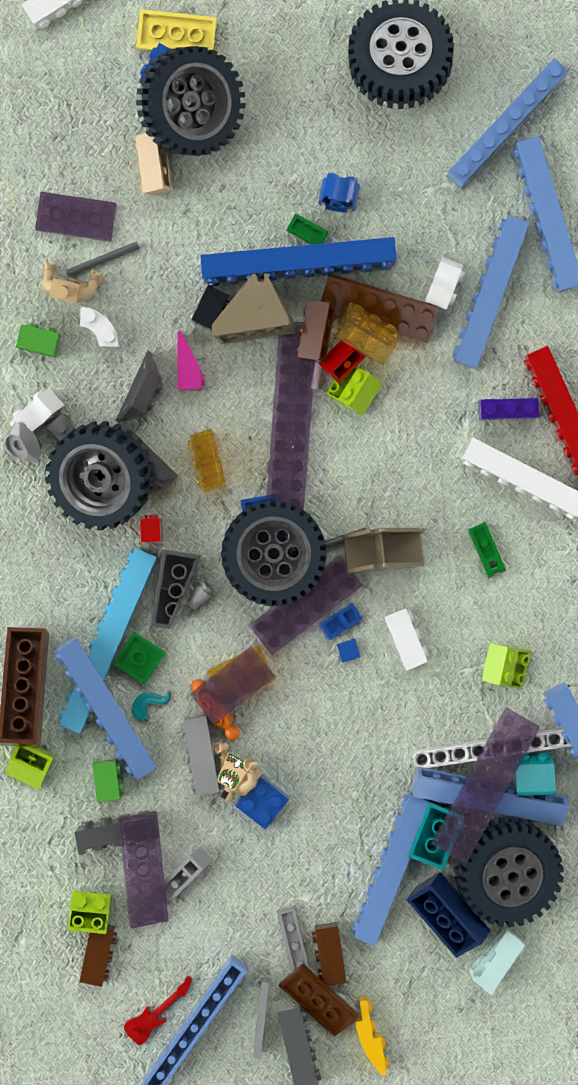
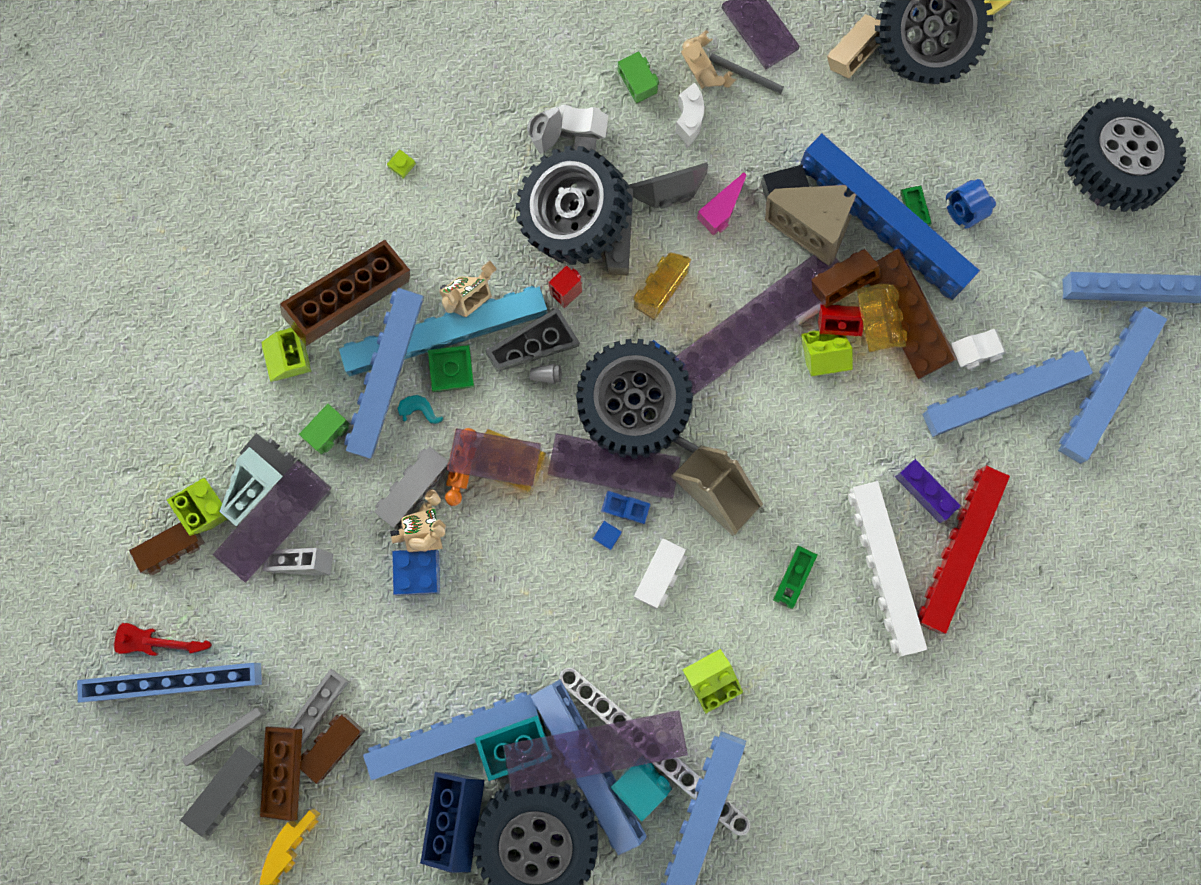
camera: 55 degrees right, 10 degrees down
(96, 603) = (467, 293): none -> tan torso
(108, 867) = (248, 485): none -> light aqua wedge

